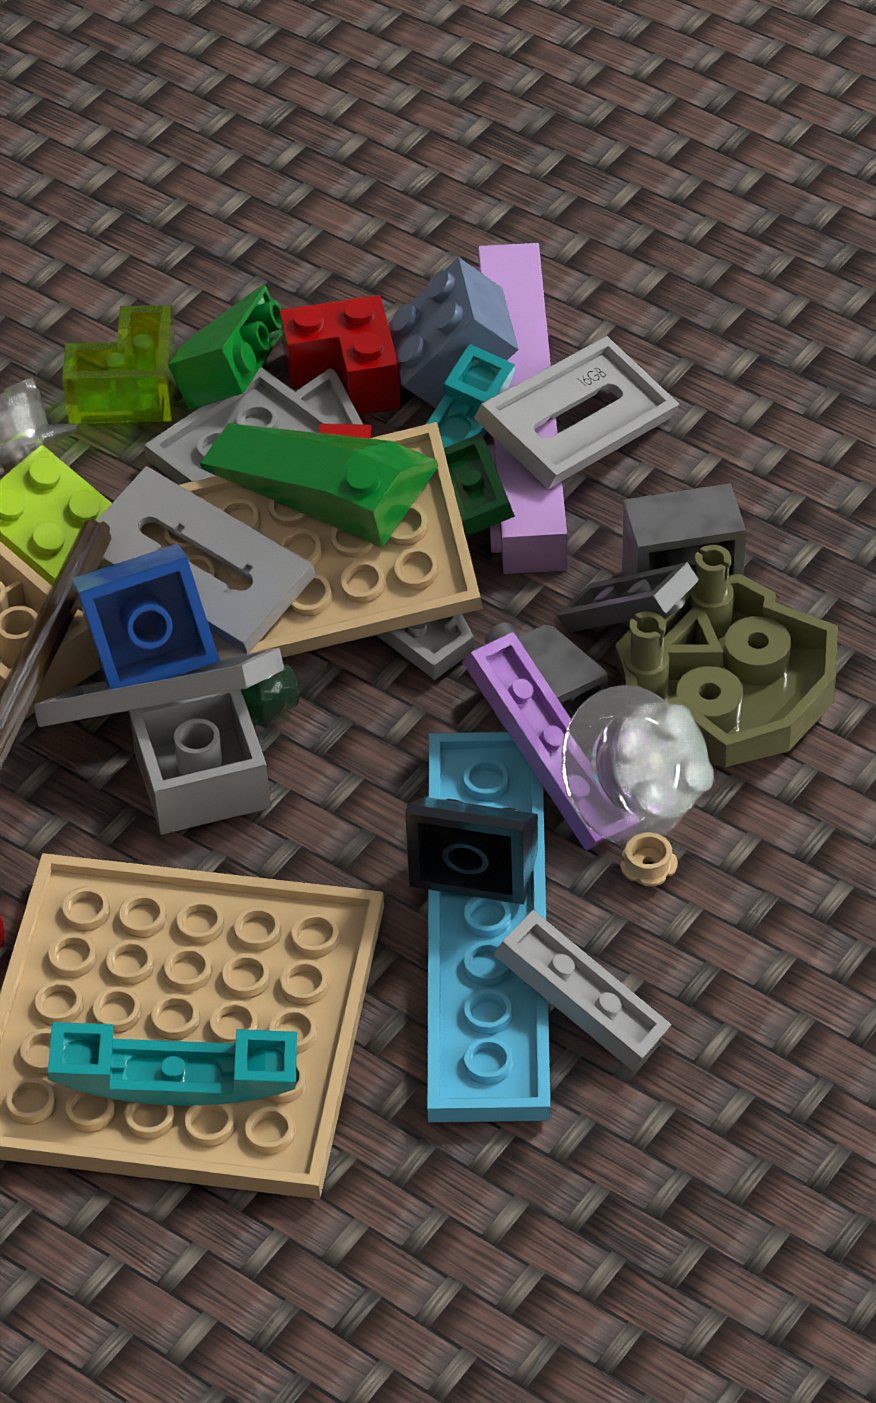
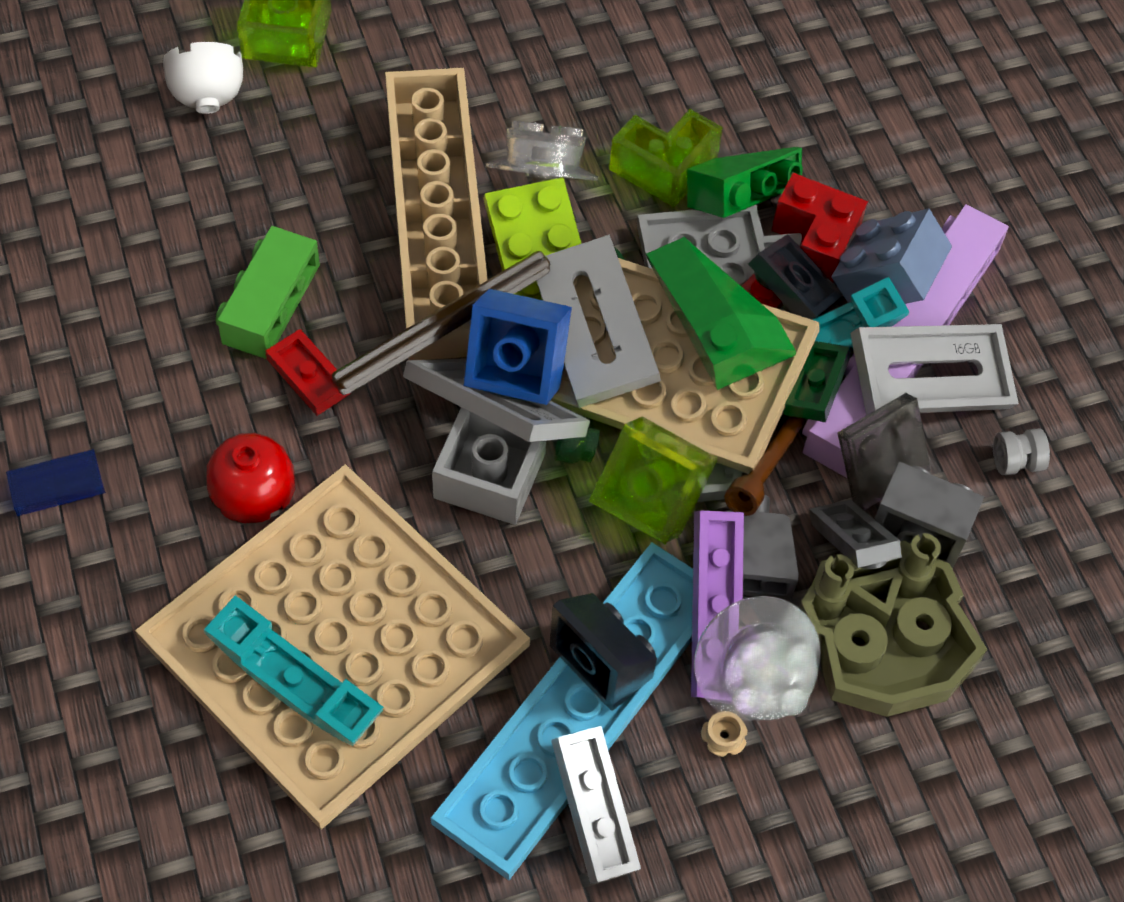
camera: 30 degrees right, 10 degrees up
(356, 401) = (794, 279): none -> black plate
(387, 669) = (653, 479): none -> clear neon green brick
(491, 617) = (747, 492): none -> reddish brown piece
(587, 511) = (878, 443): none -> clear smoke plate
(723, 440) = (1021, 451): none -> light grey wheel

